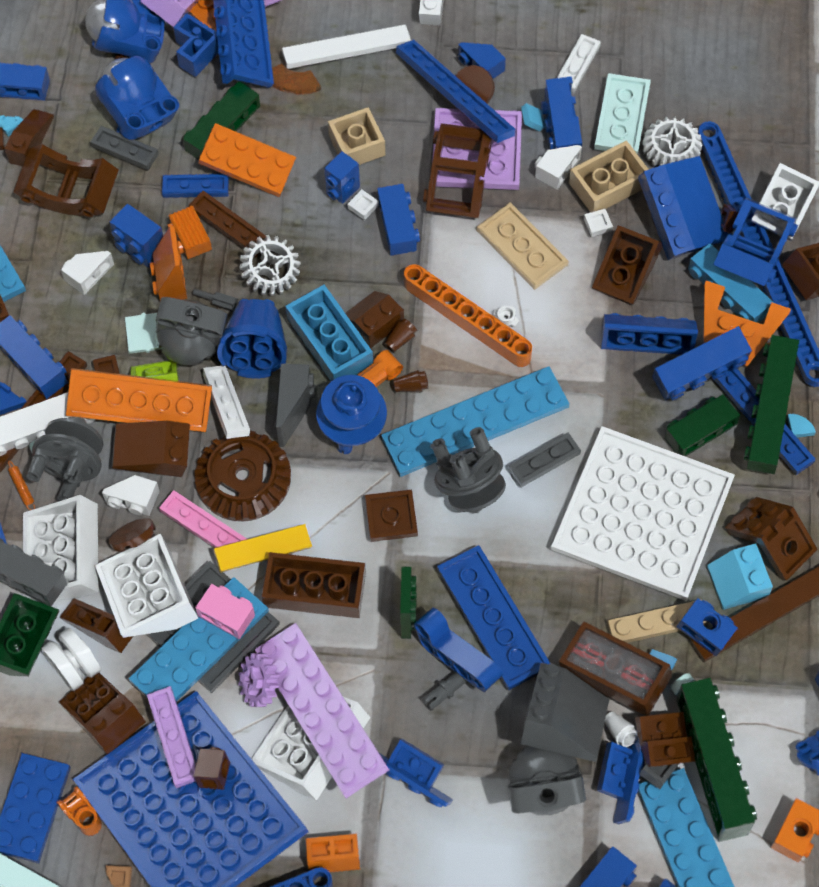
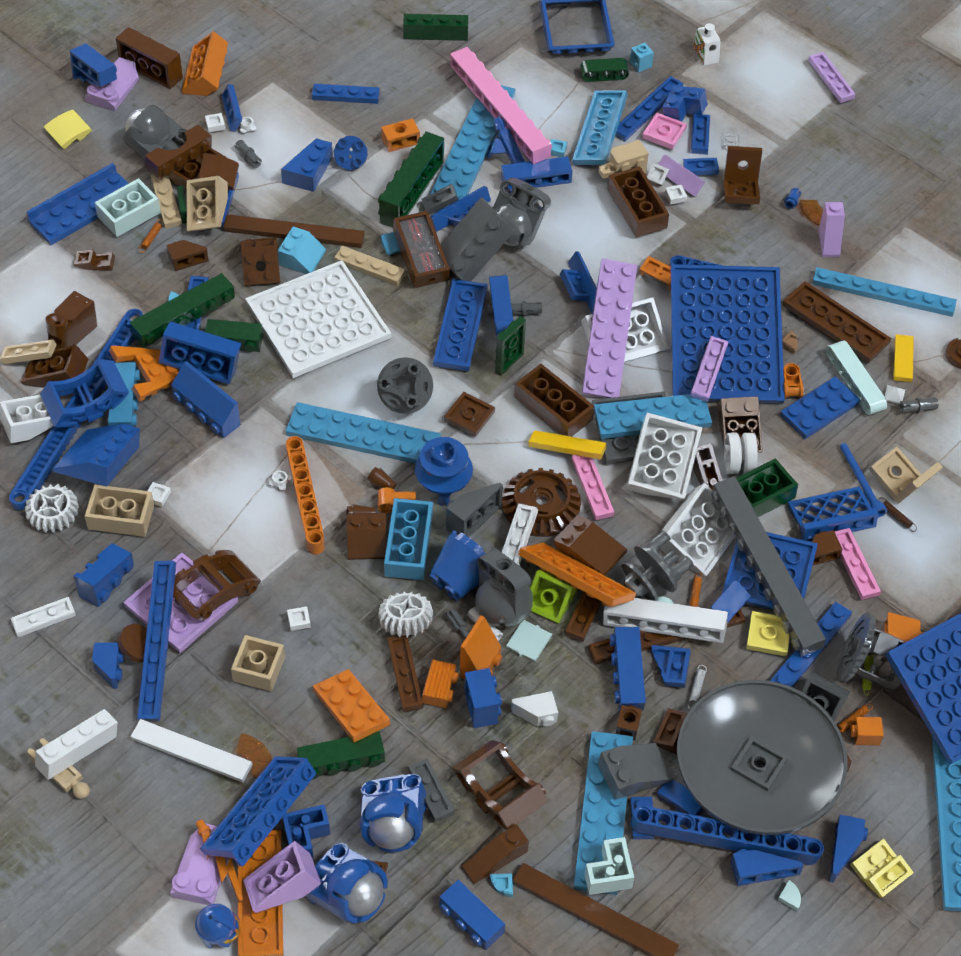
camera: 145 degrees left, 10 degrees down
(132, 534) = (645, 503): reddish brown tile -> none
(134, 494) = (624, 530): white slope -> none
(192, 185) = (406, 726): blue tile -> none
(212, 768) = (700, 331): brick -> none
(226, 610) = (624, 407): bright pink brick -> none
(258, 680) = (632, 372): lavender gear -> none
(342, 177) = (299, 636): blue brick -> none
(398, 219) = (286, 589): blue brick -> none
(522, 246) = (220, 518): tan tile -> none
(532, 117) = (120, 594): medium azure tile -> none
(544, 459) = (345, 382): dark grey plate -> none
(556, 165) = (143, 548): white slope -> none
(622, 112) = (58, 554): light aqua plate -> none
(622, 730) = (445, 226): white cone -> none
(627, 264) = (168, 454): reddish brown slope -> none
(664, 739) = (430, 201): reddish brown slope -> none
(686, 678) = (387, 226): light aqua tile -> none
(693, 626) = (349, 234): blue brick -> none
(730, 215) = (75, 431): reddish brown tile -> none

